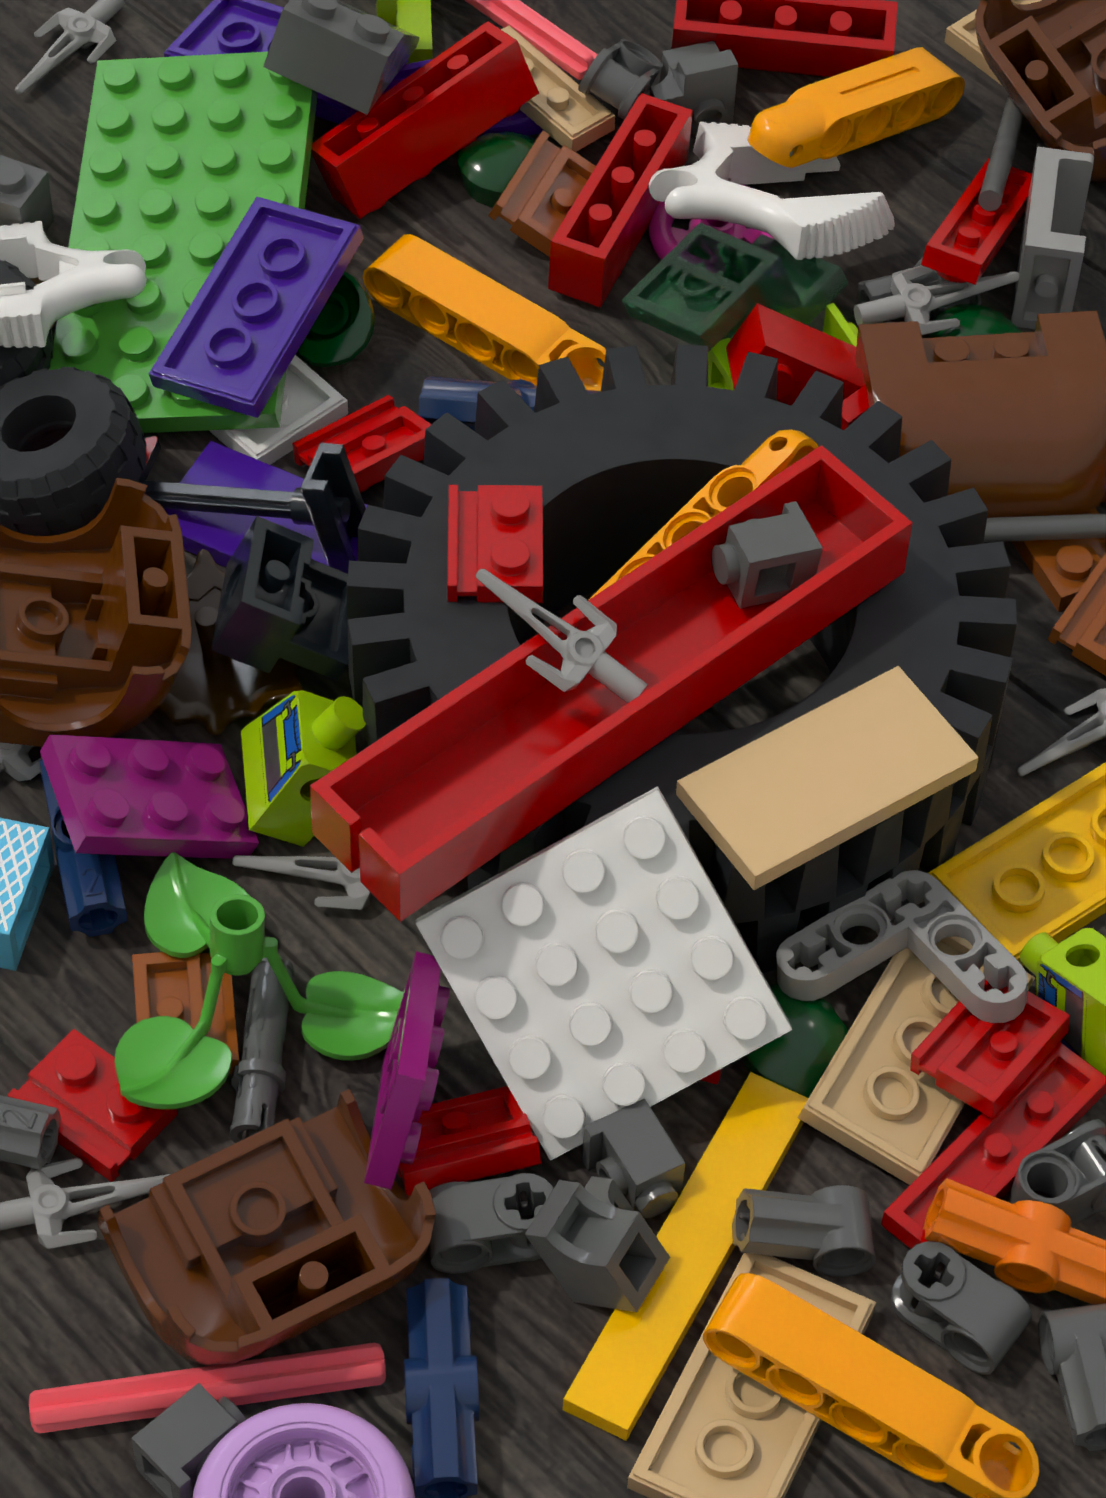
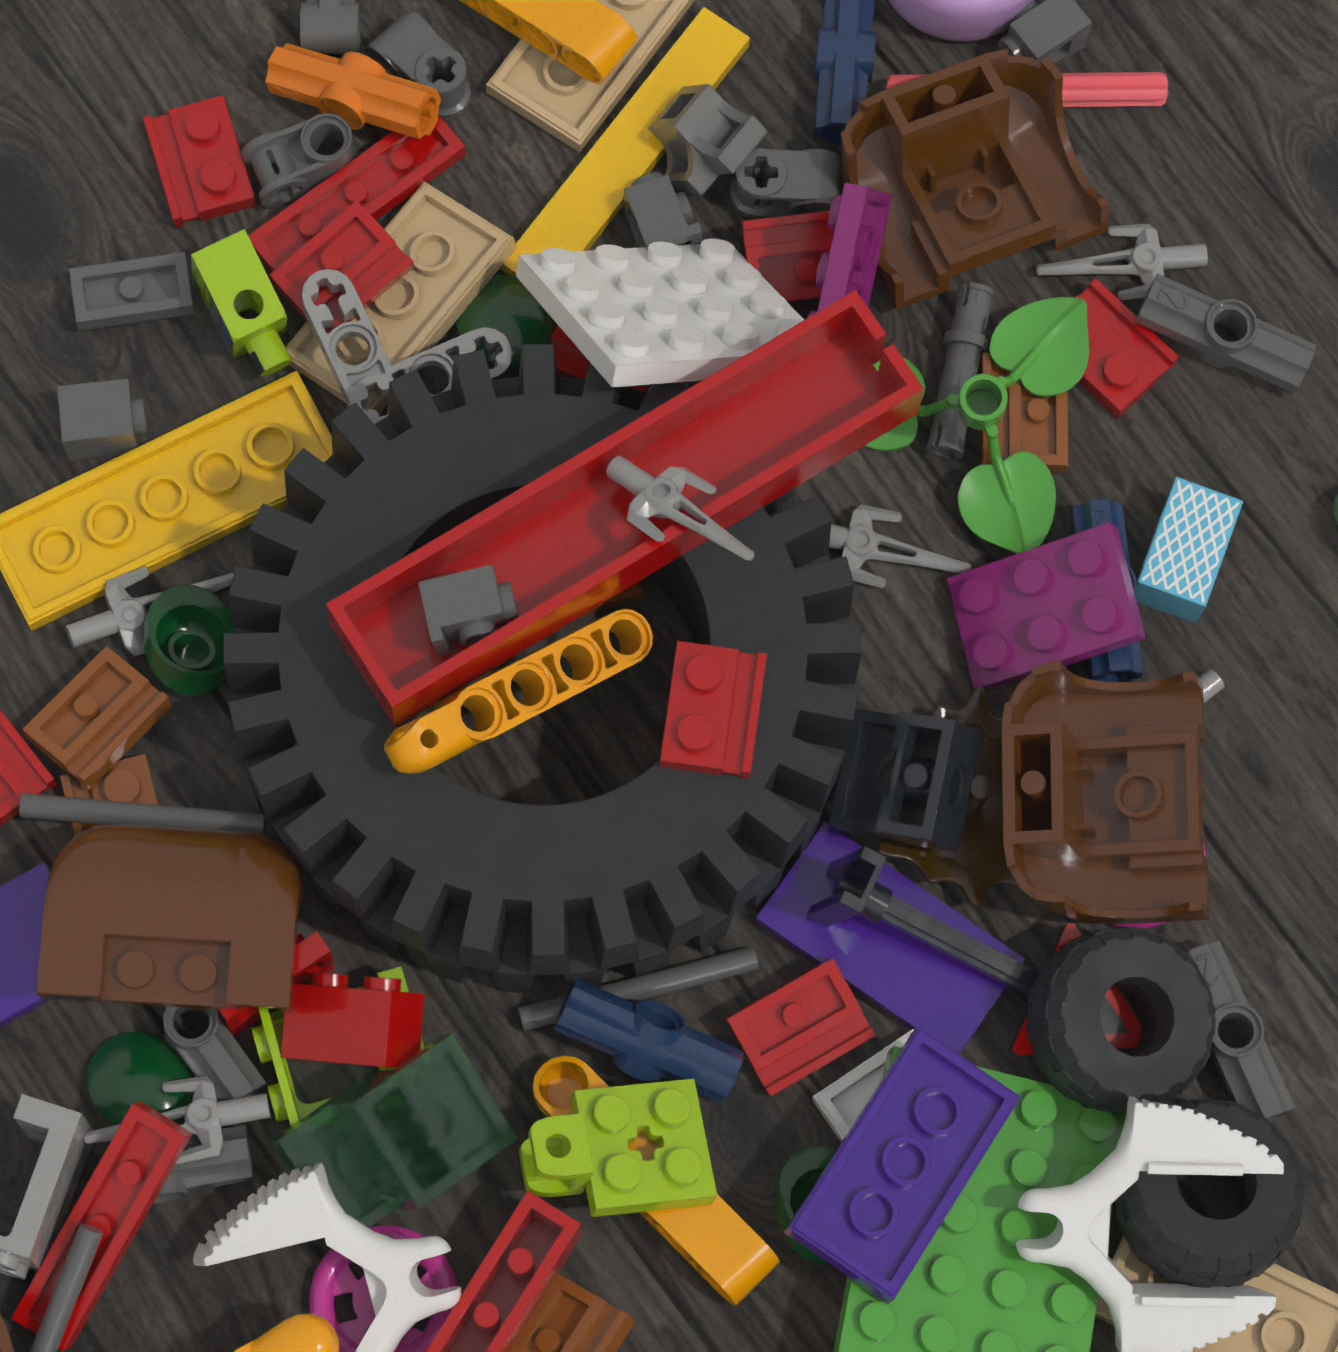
camera: 175 degrees left, 20 degrees up
(290, 751) = (908, 629): lime torso -> none
(547, 297) = (593, 1150): none -> lime plate
(826, 777) = (451, 412): tan tile -> none
(826, 1227) = (515, 140): dark grey piece -> none
(1049, 692) = (187, 639): none -> dark green hat

